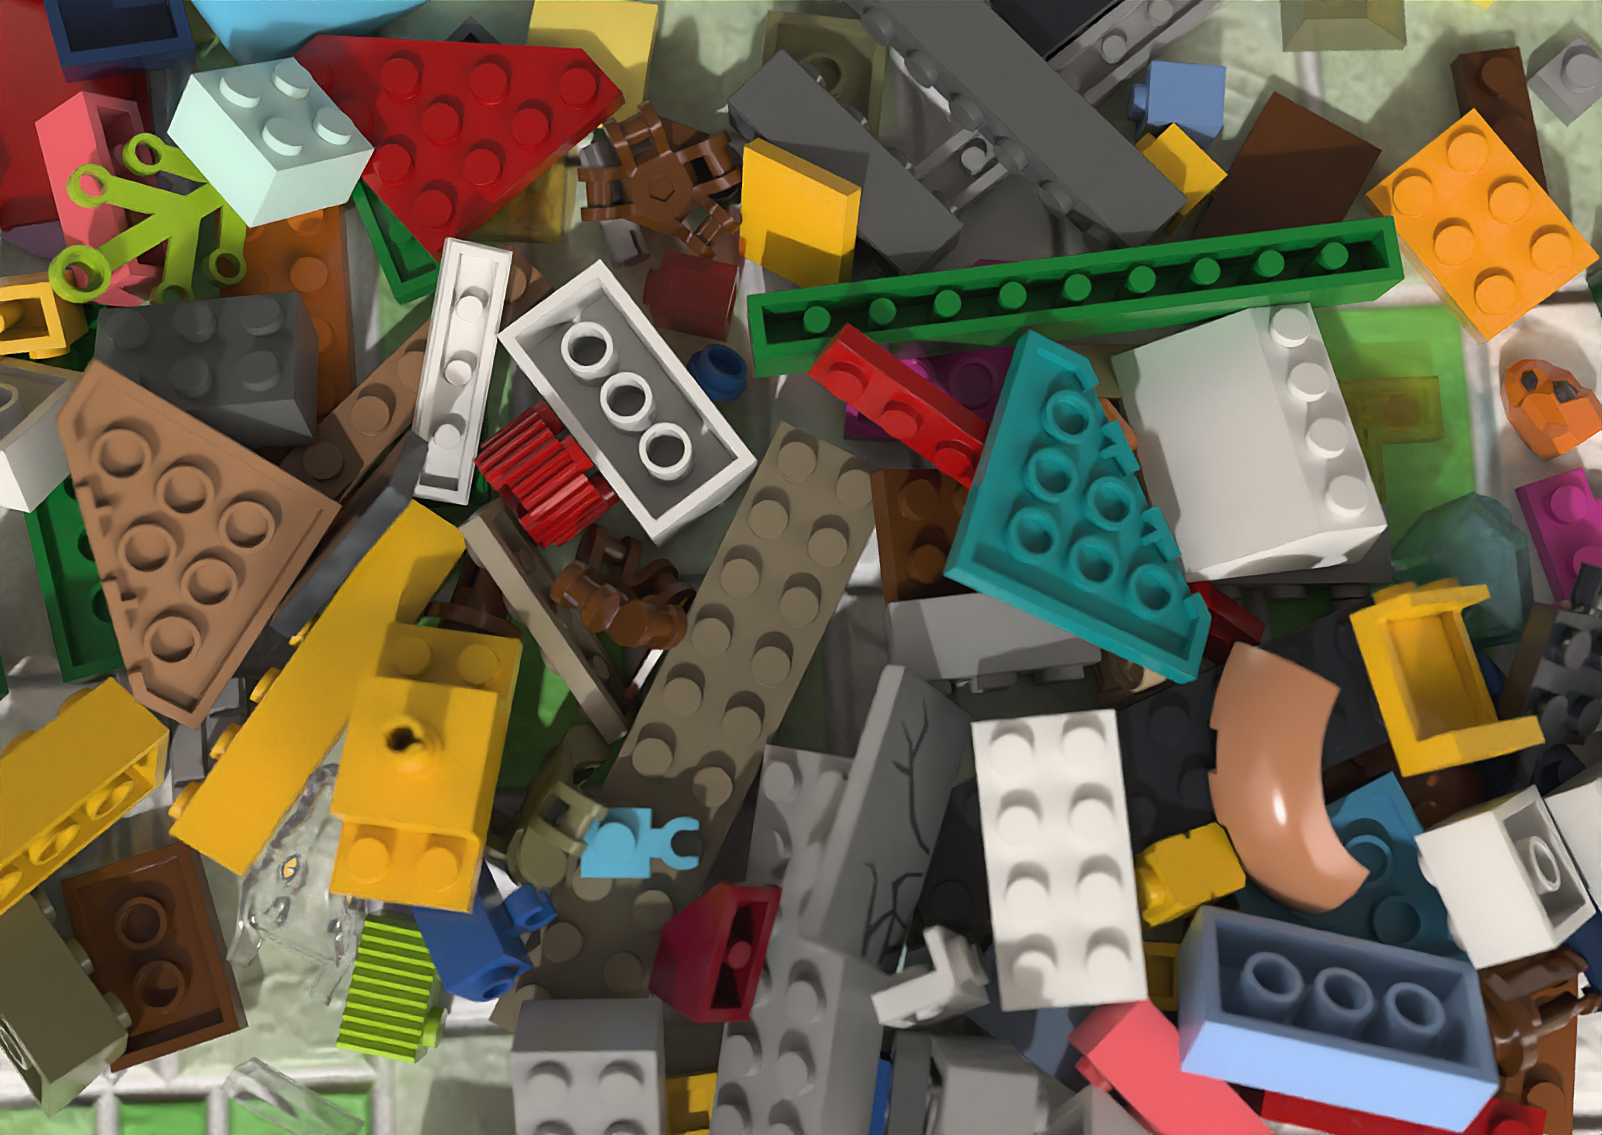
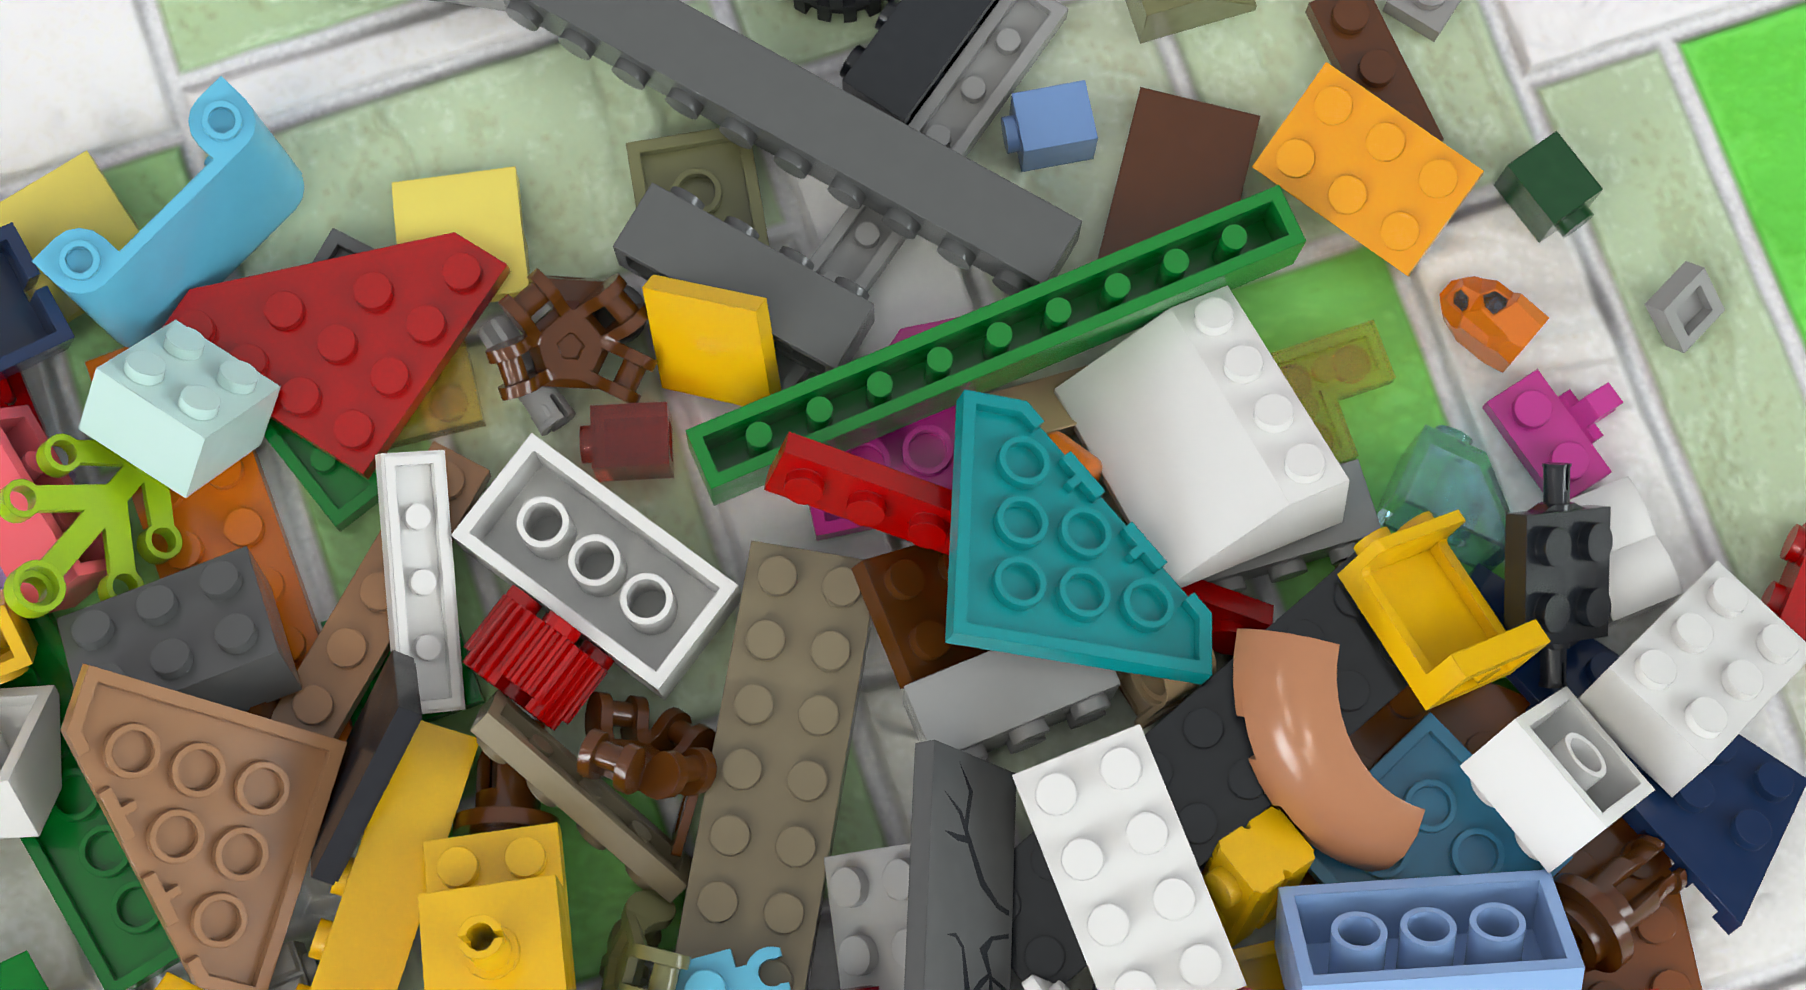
camera: 15 degrees left, 5 degrees down
(719, 372) = (676, 509): blue plate -> none
(1184, 167) = (1070, 189): yellow brick -> none

